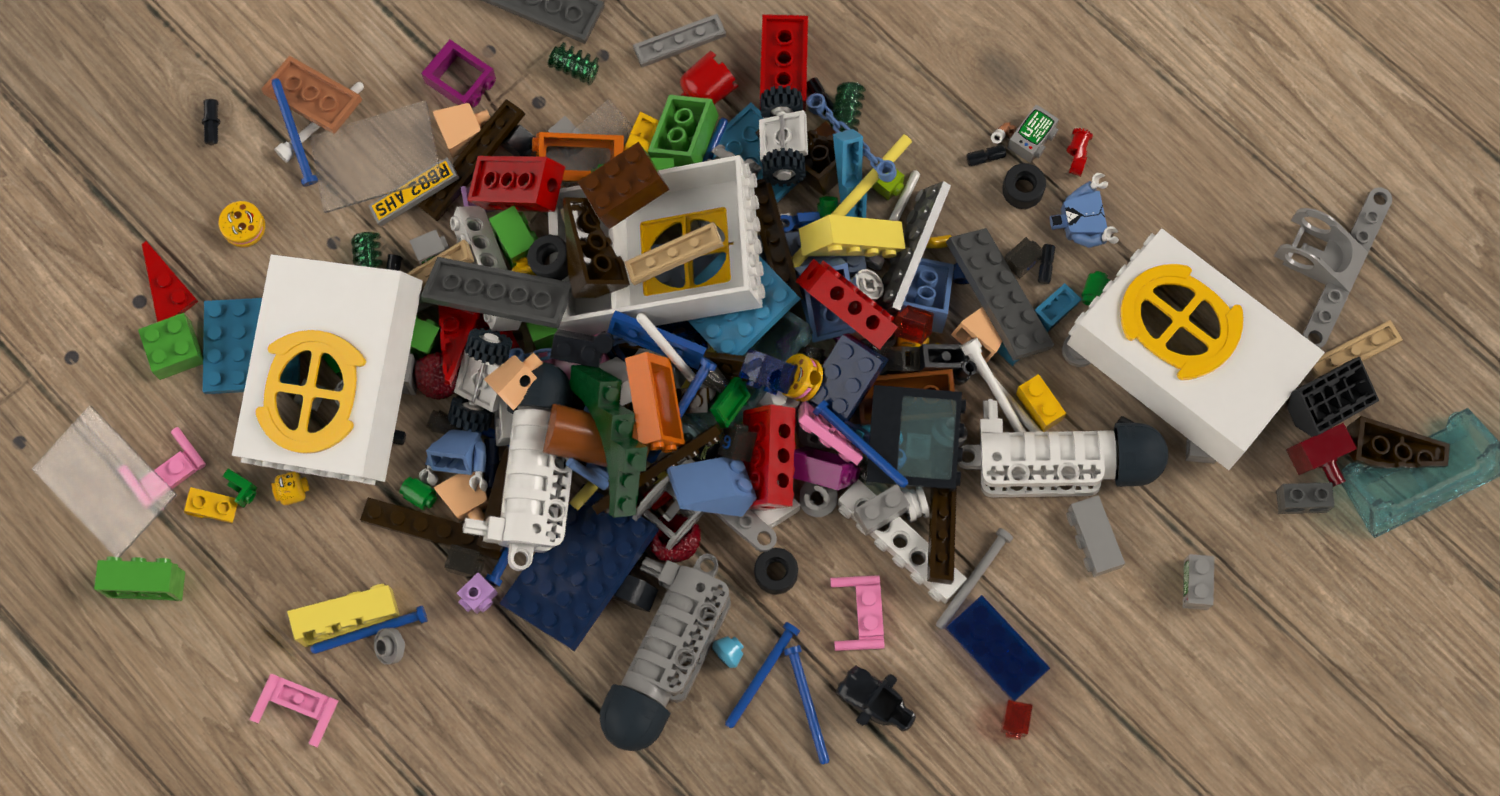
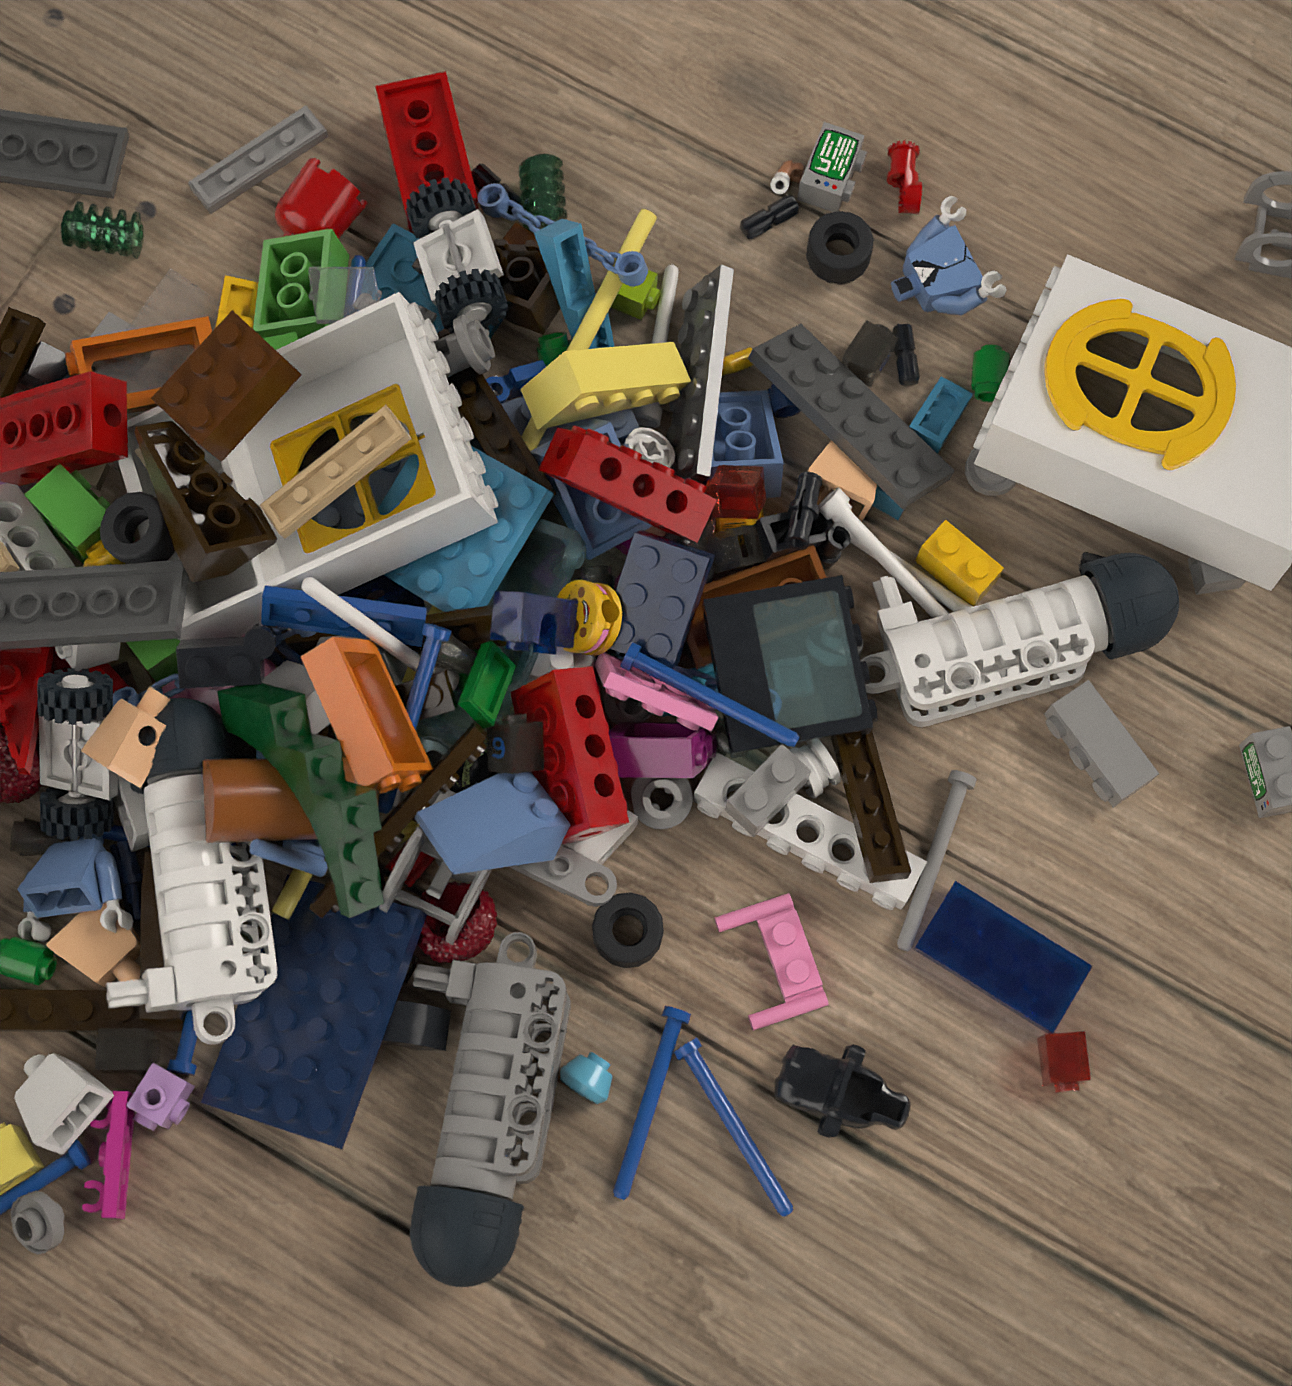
camera: 20 degrees left, 0 degrees up
(419, 579) = (59, 1101): none -> white torso
(441, 620) = (114, 1157): none -> dark pink plate
(708, 142) = (341, 291): none -> clear piece
(773, 194) = (467, 347): none -> light grey piece
(951, 346) = (803, 510): none -> black pin

